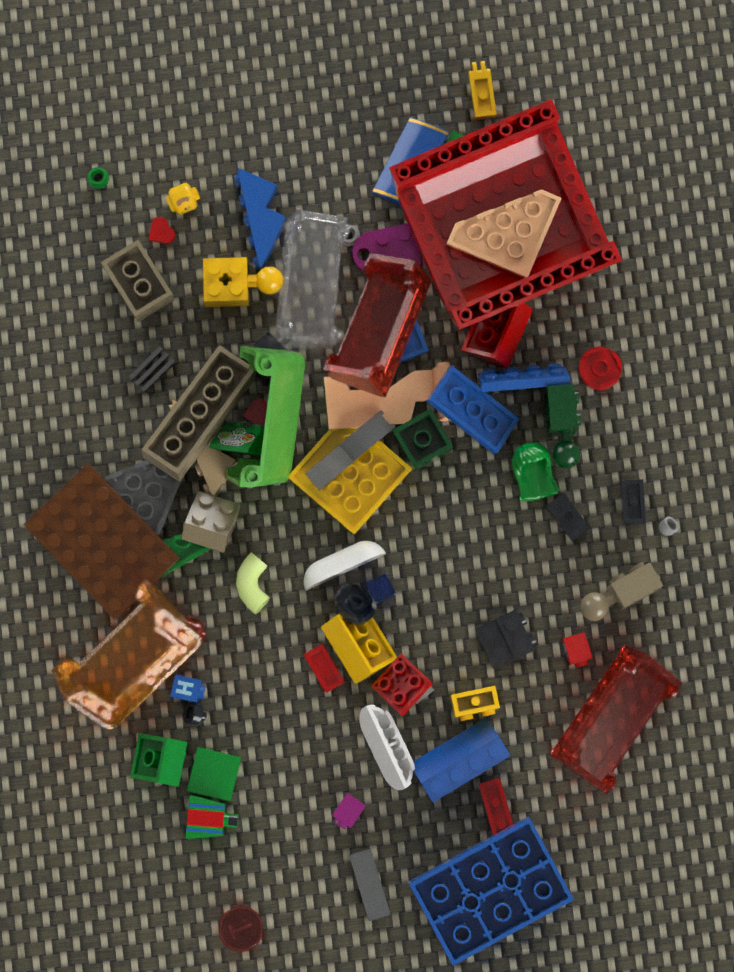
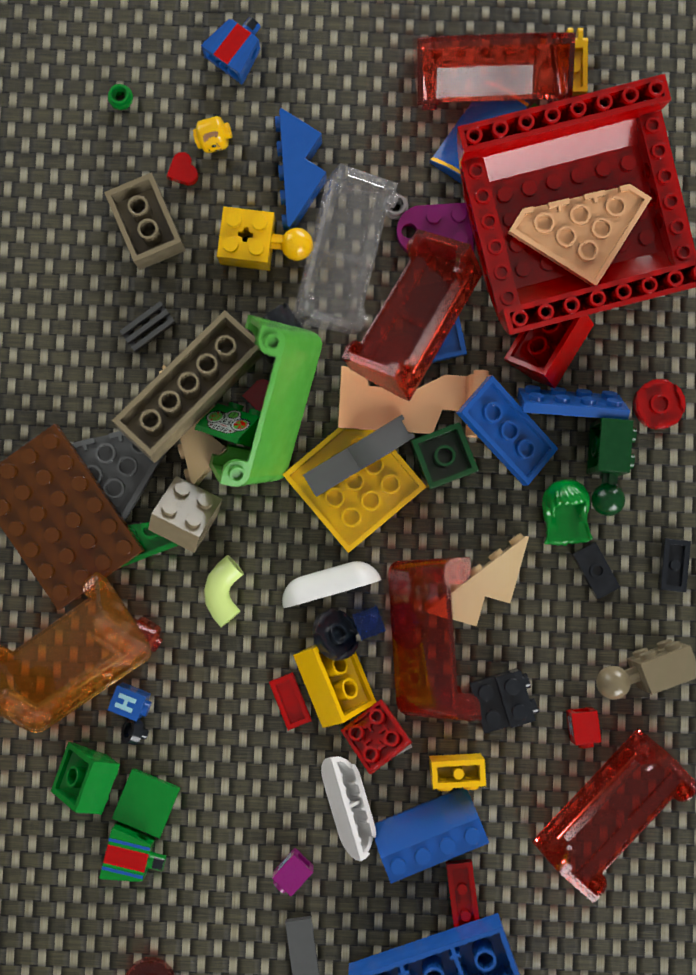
camera: 10 degrees right, 5 degrees up
(189, 122) = (234, 48): none -> torso
(411, 107) = (493, 67): none -> clear red windscreen
(430, 594) = (425, 638): none -> clear red windscreen
(479, 539) = (492, 580): none -> tan slope

